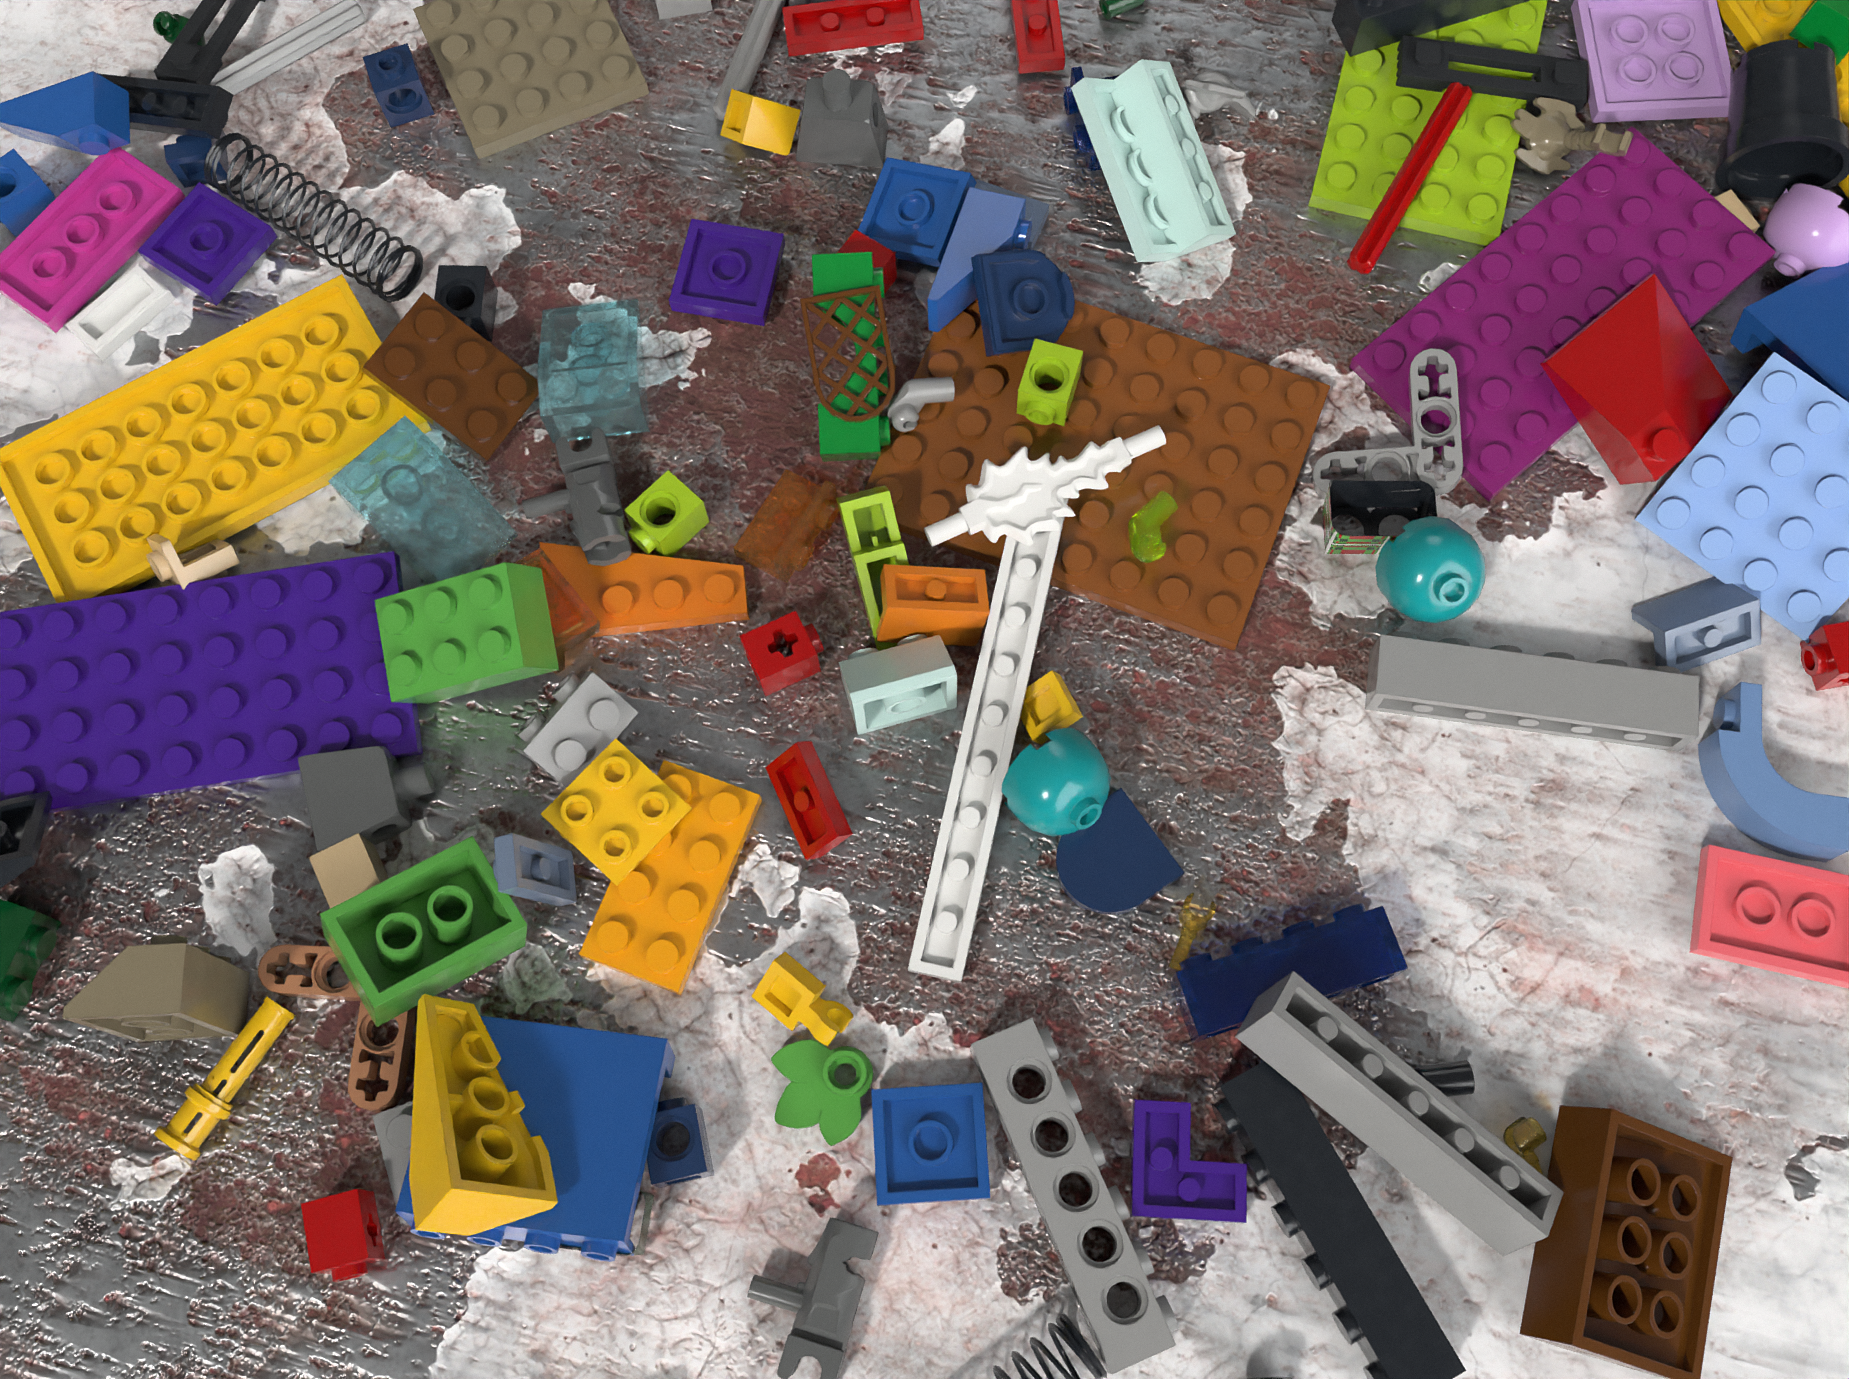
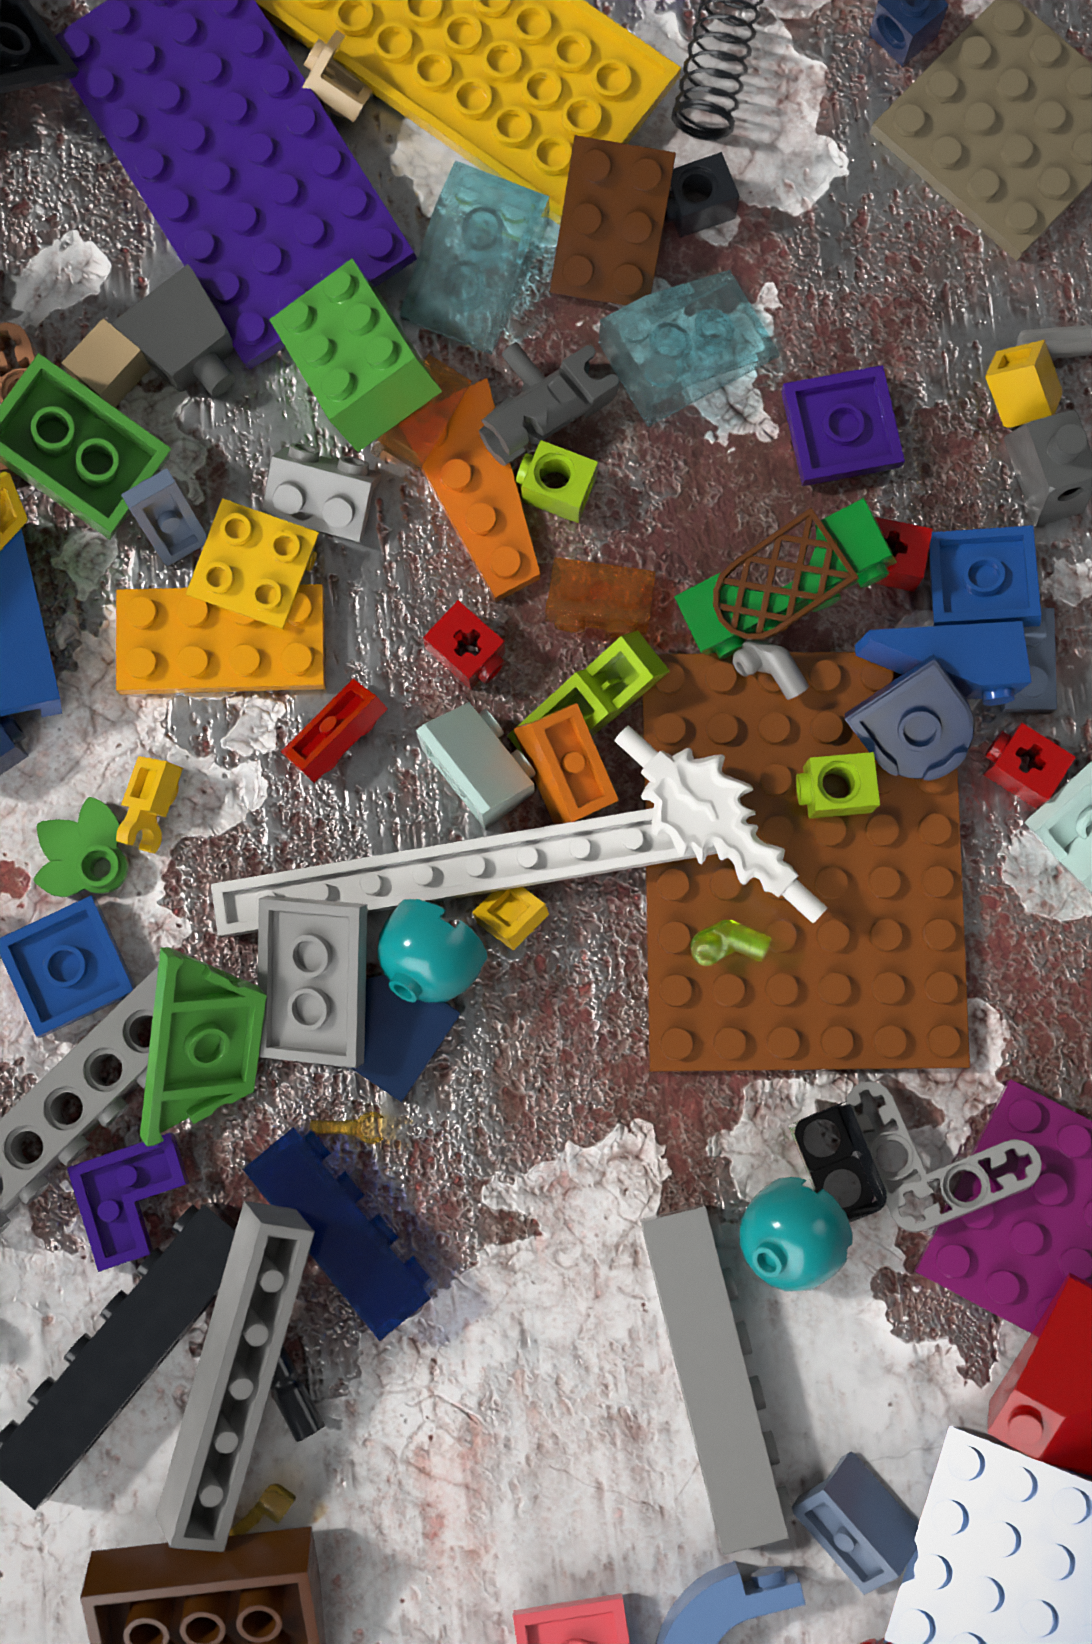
camera: 65 degrees right, 10 degrees up
(1042, 902) = (313, 980): none -> light grey plate
(1064, 1030) = (200, 1043): none -> bright green wing
(1089, 242) = (1046, 764): none -> red brick

